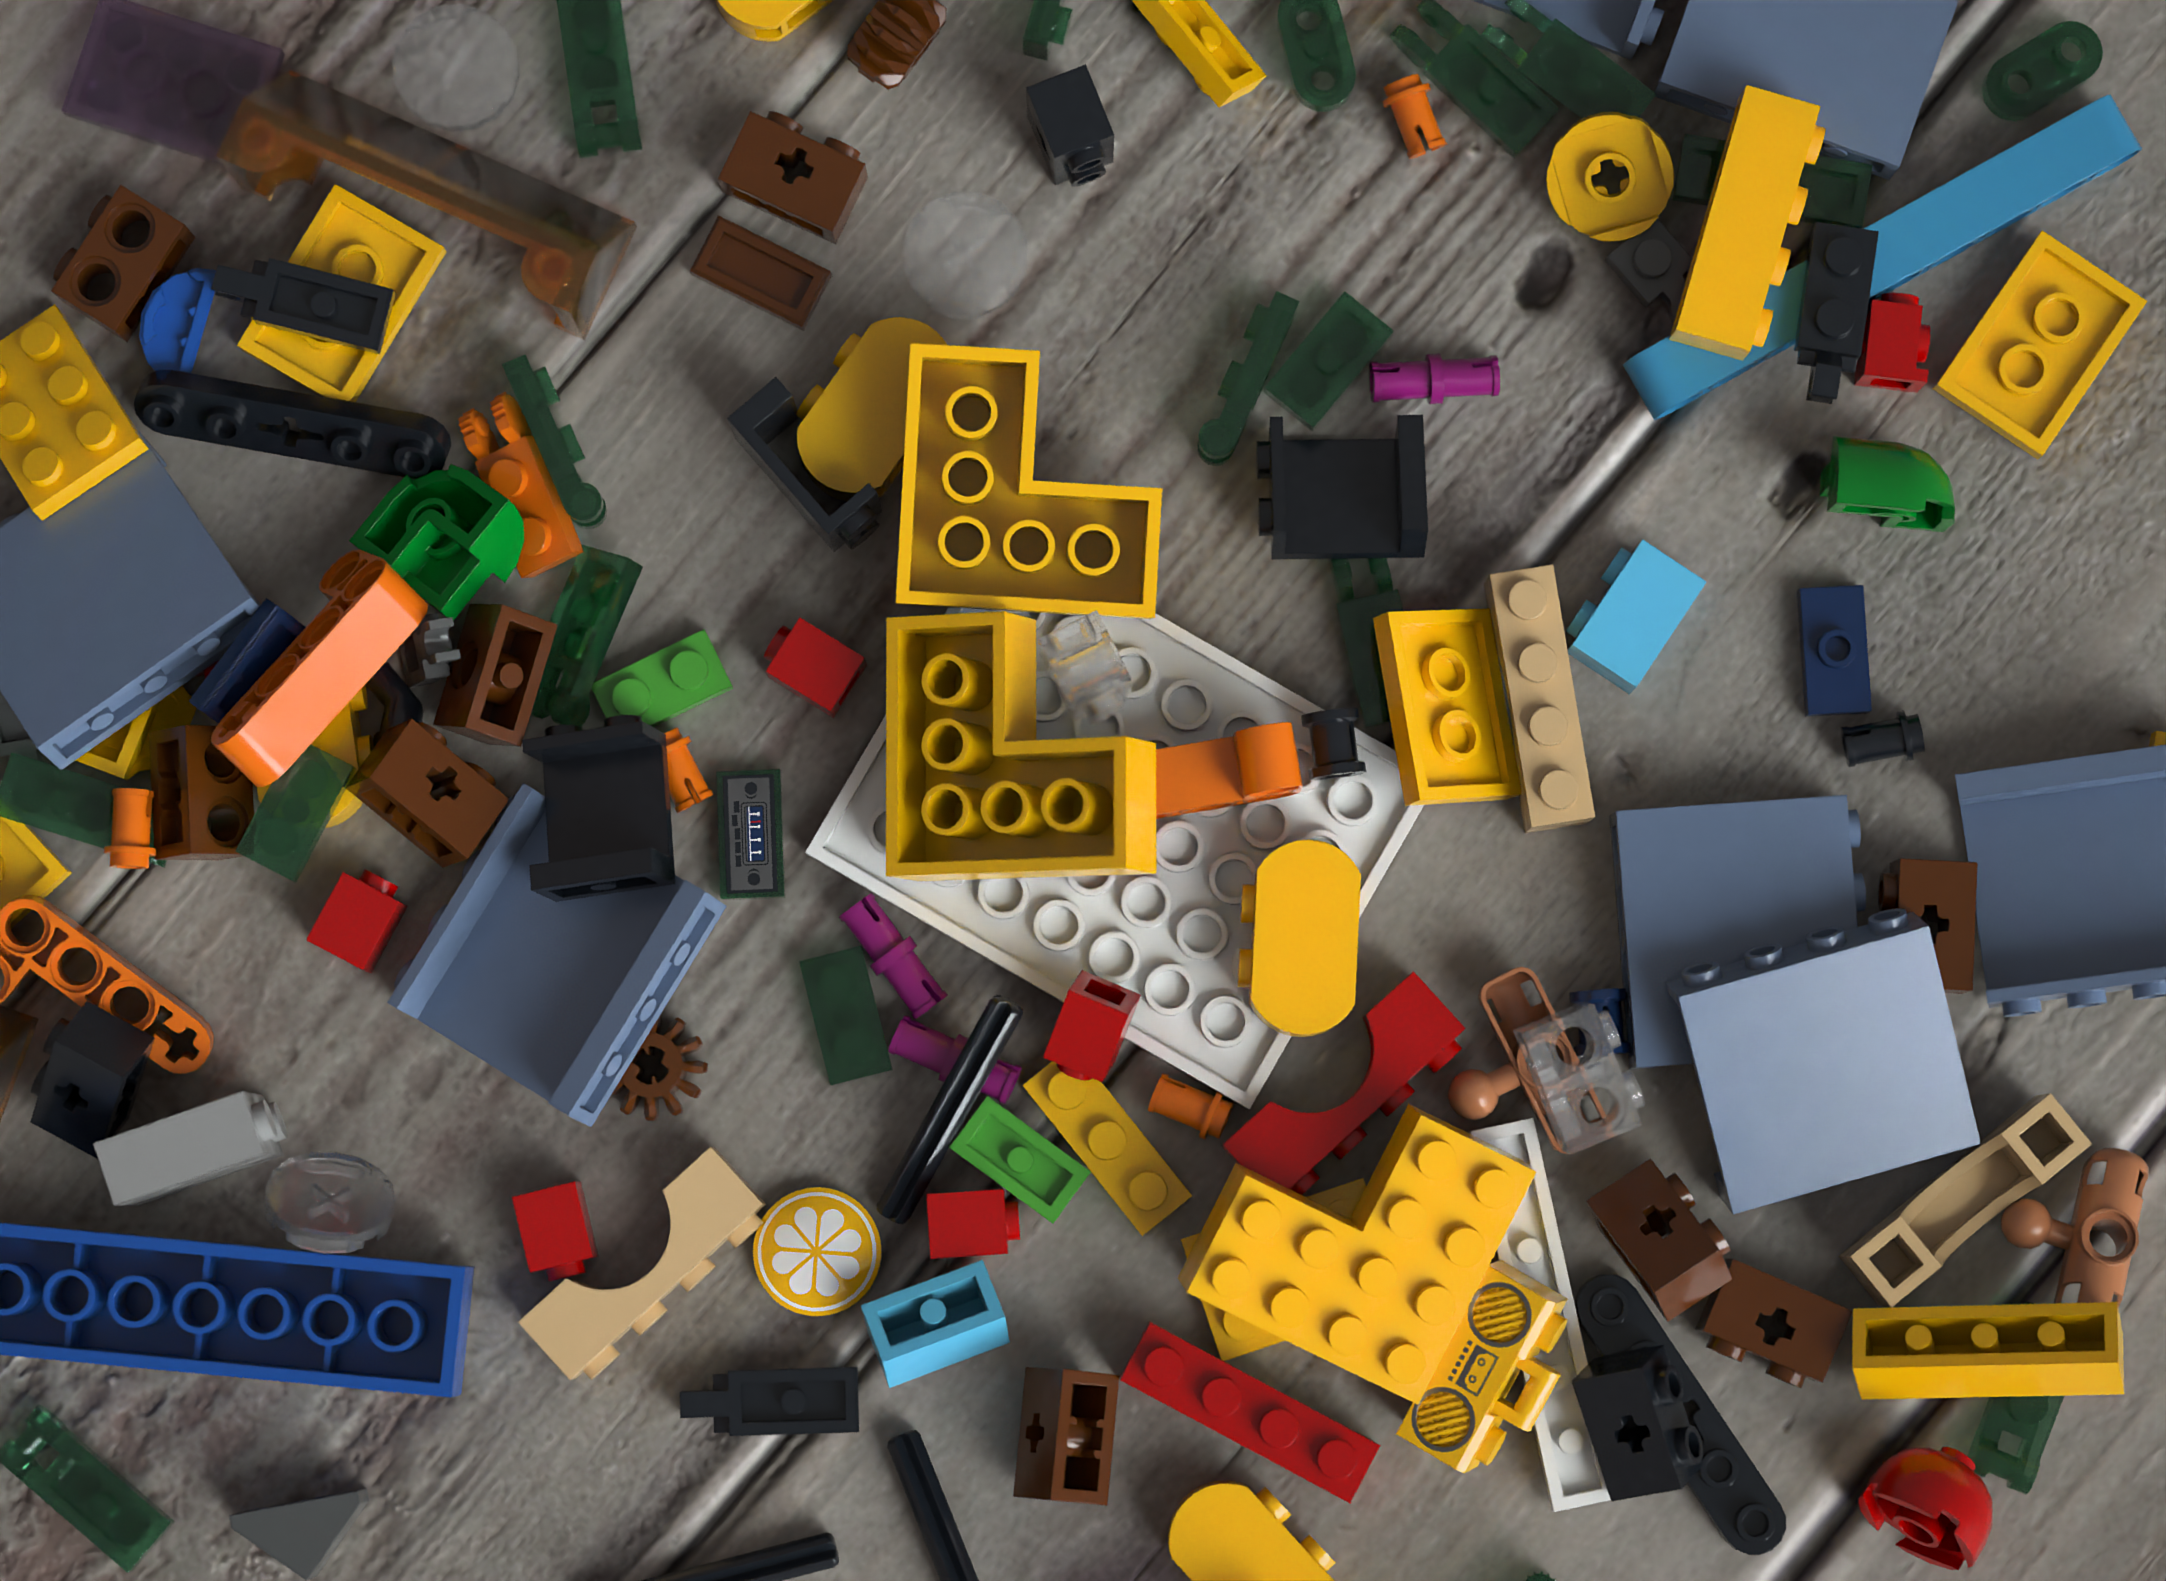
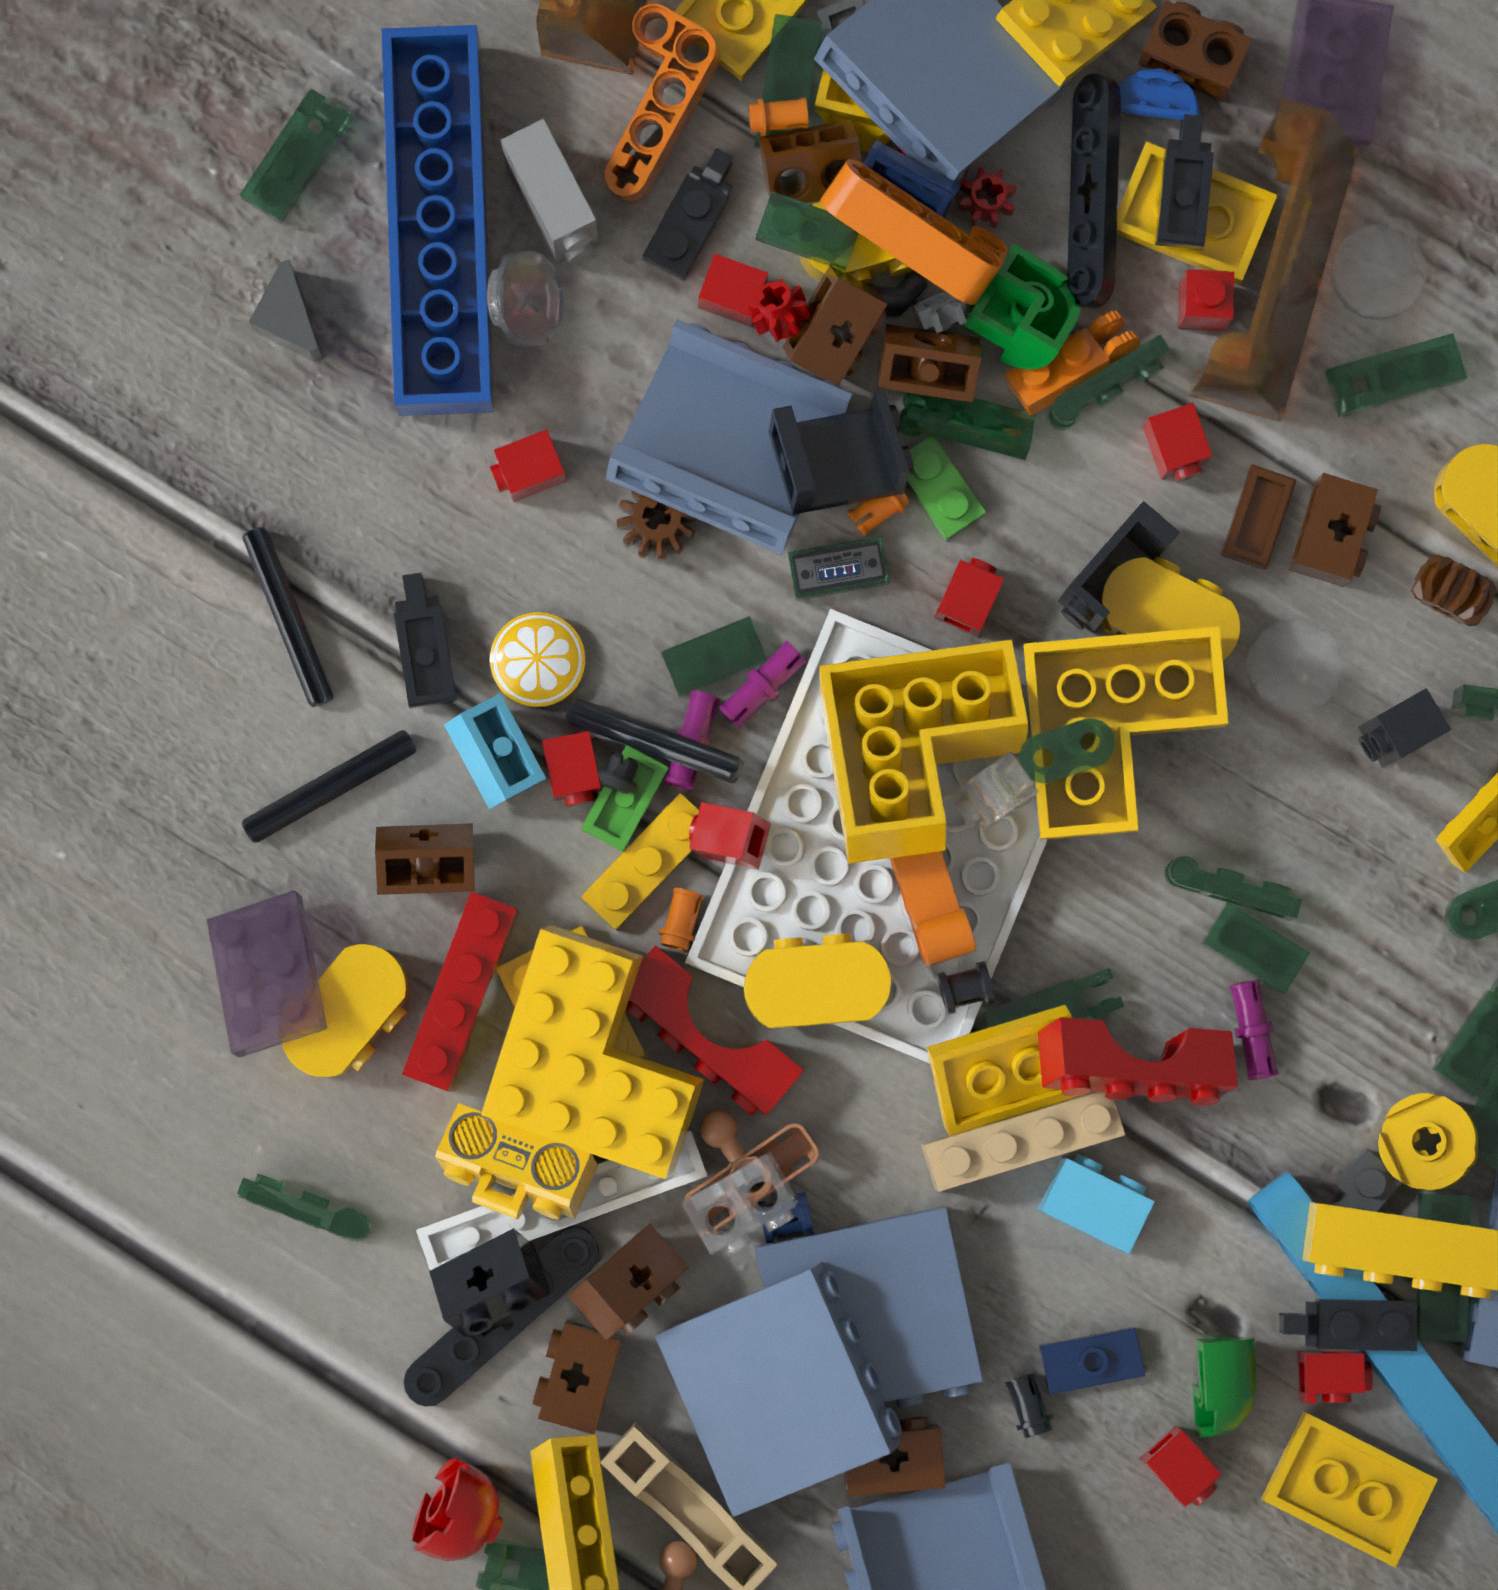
camera: 75 degrees right, 0 degrees up
(90, 1077) = (593, 113): black brick -> none
(248, 966) = (691, 217): none -> black hinge
(267, 556) = (995, 187): none -> red gear
(398, 863) = (779, 310): none -> red gear
(463, 298) = (1206, 300): none -> red brick
(648, 363) = (1177, 443): none -> red brick
(706, 1209) = (557, 572): tan arch -> none
(991, 1163) = (619, 775): none -> black piece
(1046, 565) = (1067, 752): none -> clear green plate
(1344, 495) = (1155, 971): black panel -> none
(1413, 111) = (1453, 987): orange pin -> none
(1448, 600) = (1085, 1059): none -> red arch
(1987, 554) = (1182, 1468): none -> red brick

